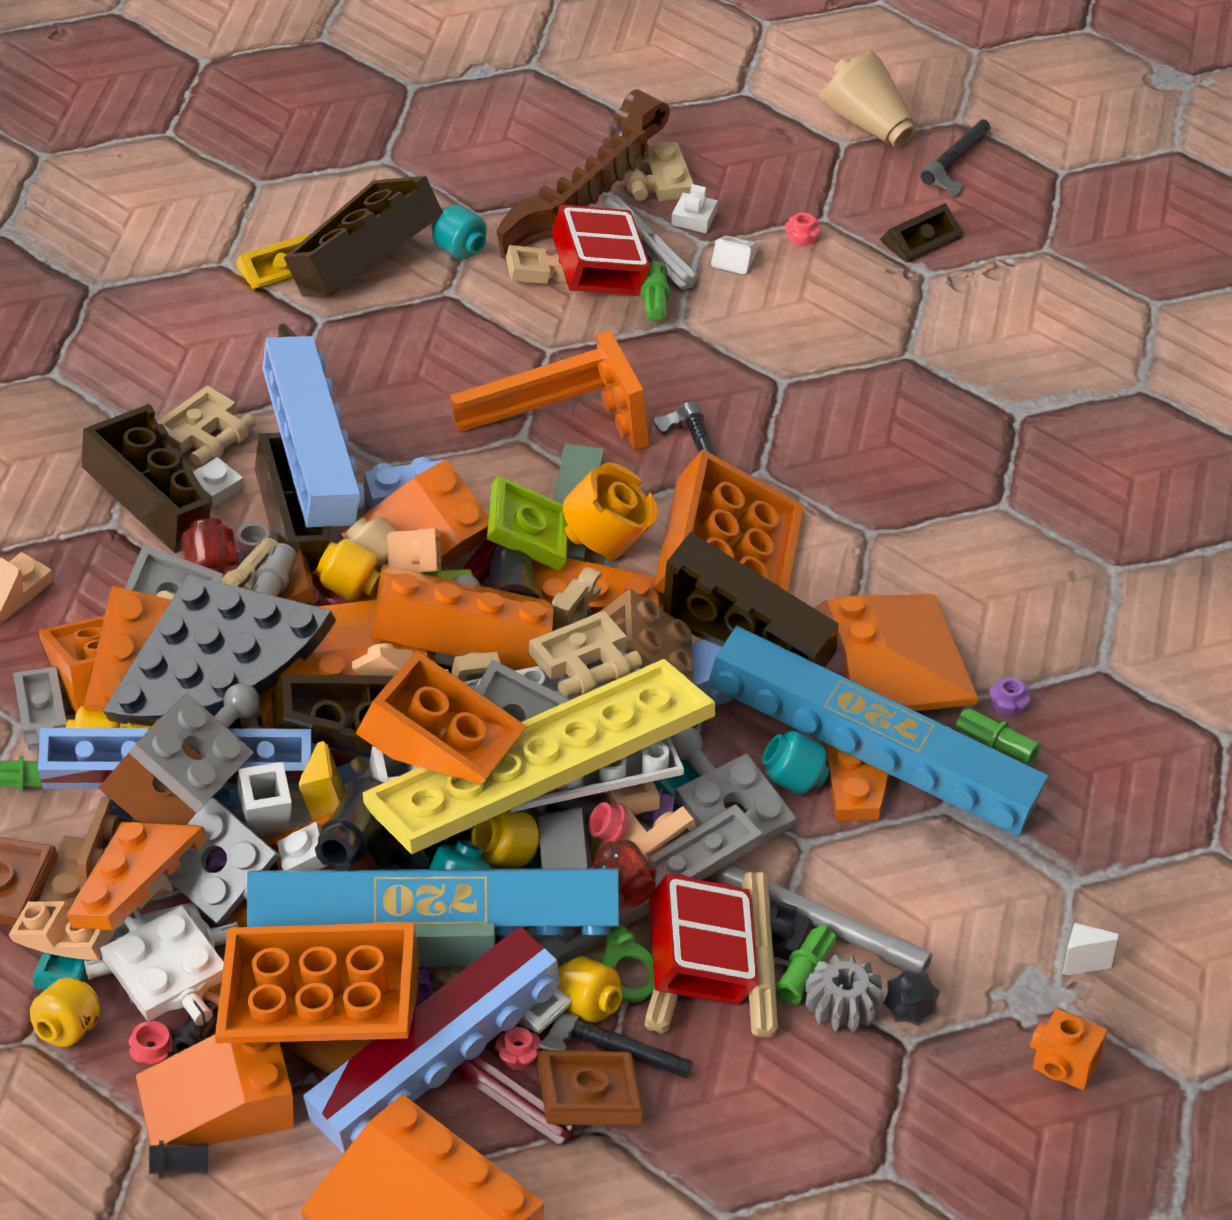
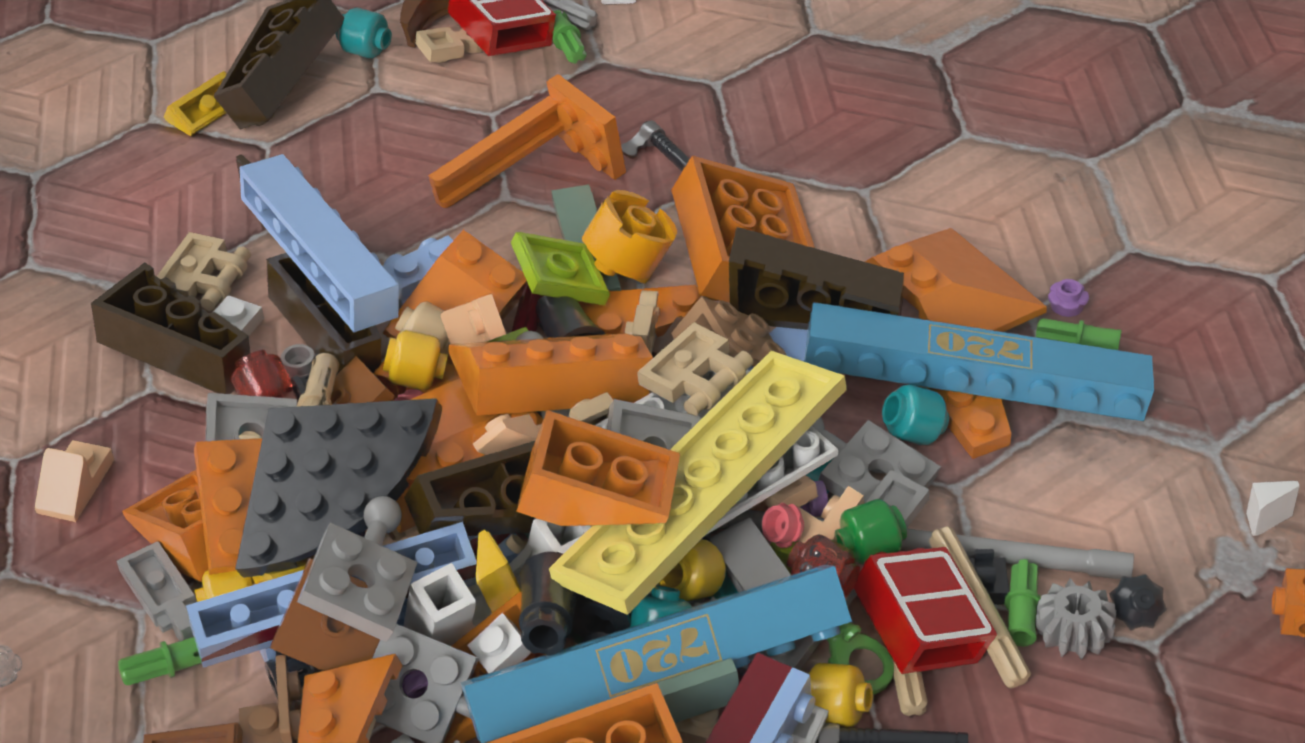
camera: 15 degrees left, 0 degrees up
(273, 576) = (345, 385): light grey pin -> none
(684, 851) = (871, 529): none -> green head

